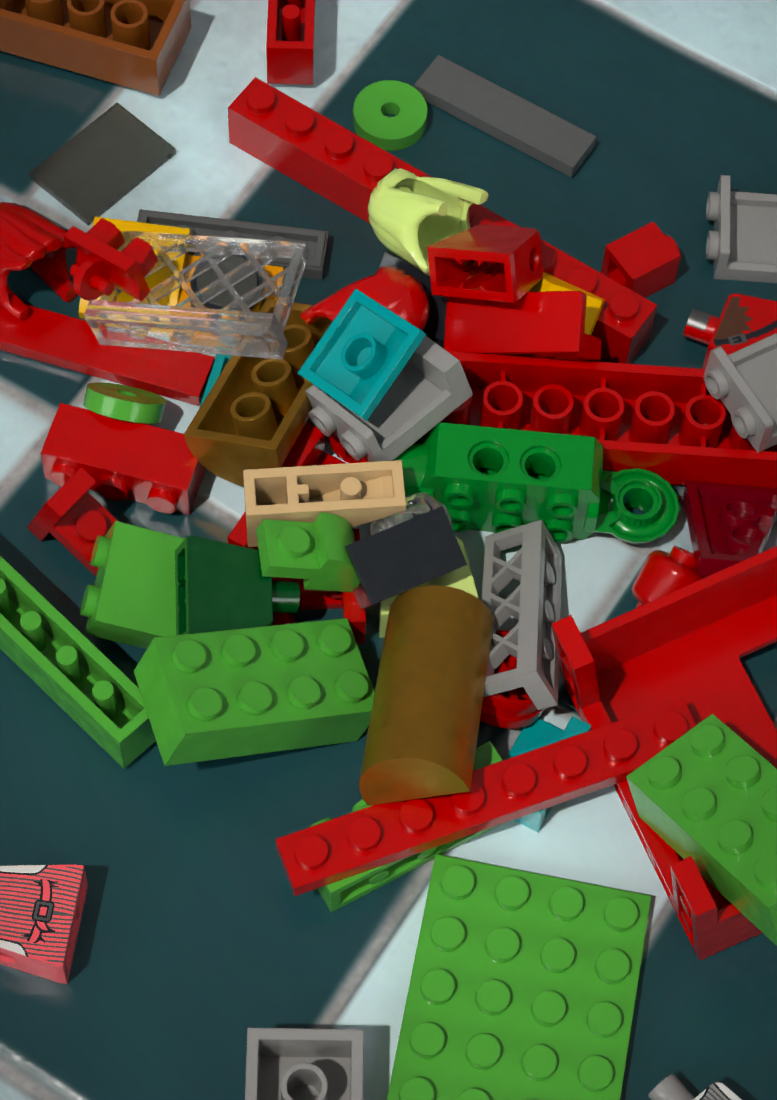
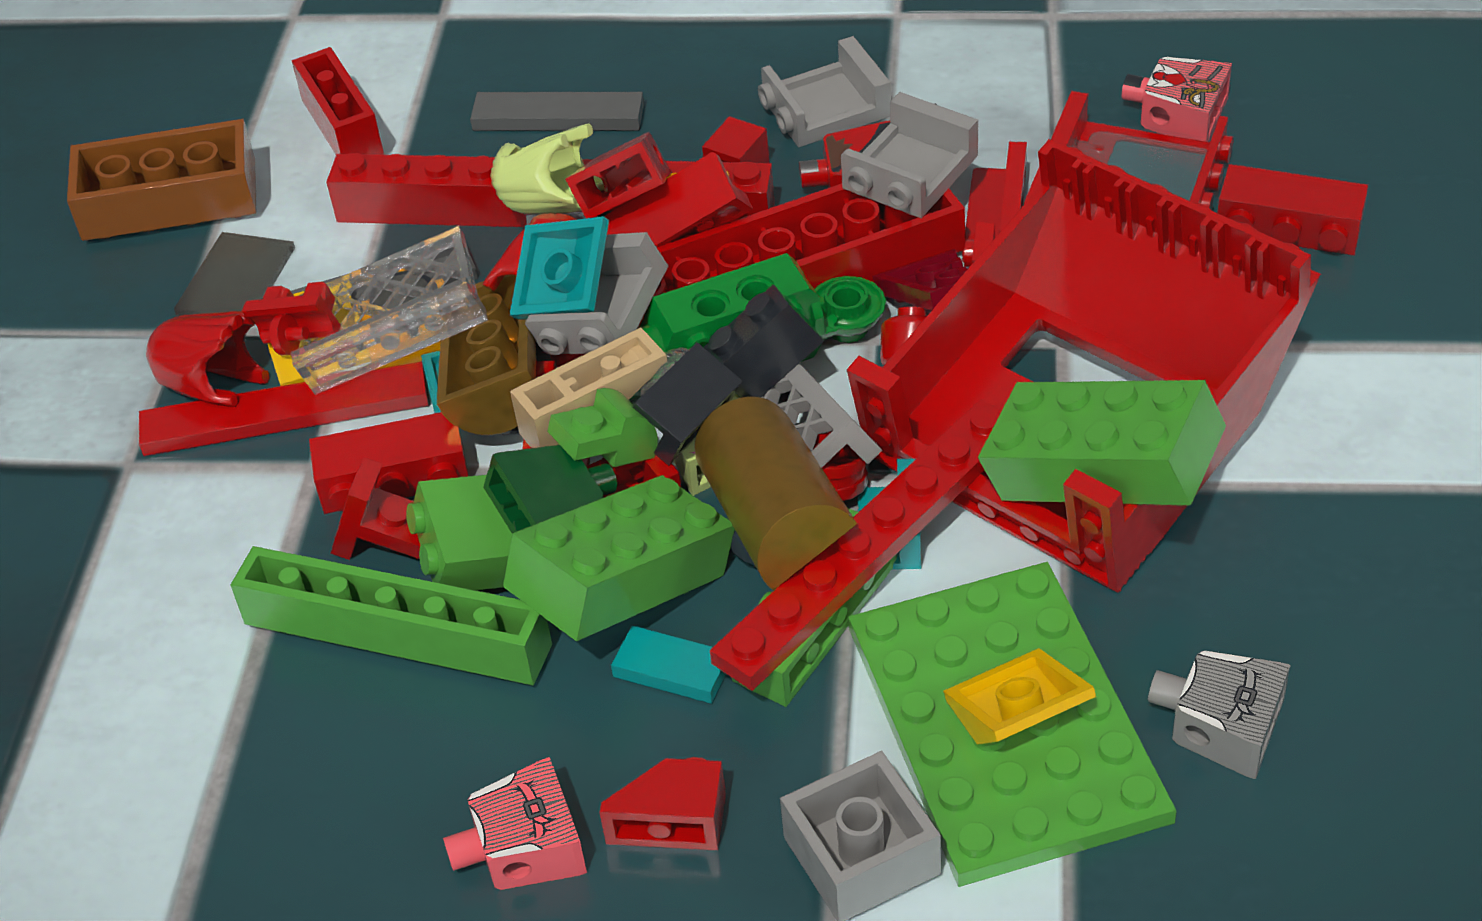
camera: 20 degrees left, 15 degrees down
(124, 403) = (364, 416): bright green piece -> none
(167, 966) = (668, 807): none -> red slope
(250, 811) = (668, 664): none -> teal tile
(390, 98) = (463, 139): bright green piece -> none
(514, 527) = (764, 342): none -> black brick
(523, 1036) = (1016, 696): none -> yellow slope

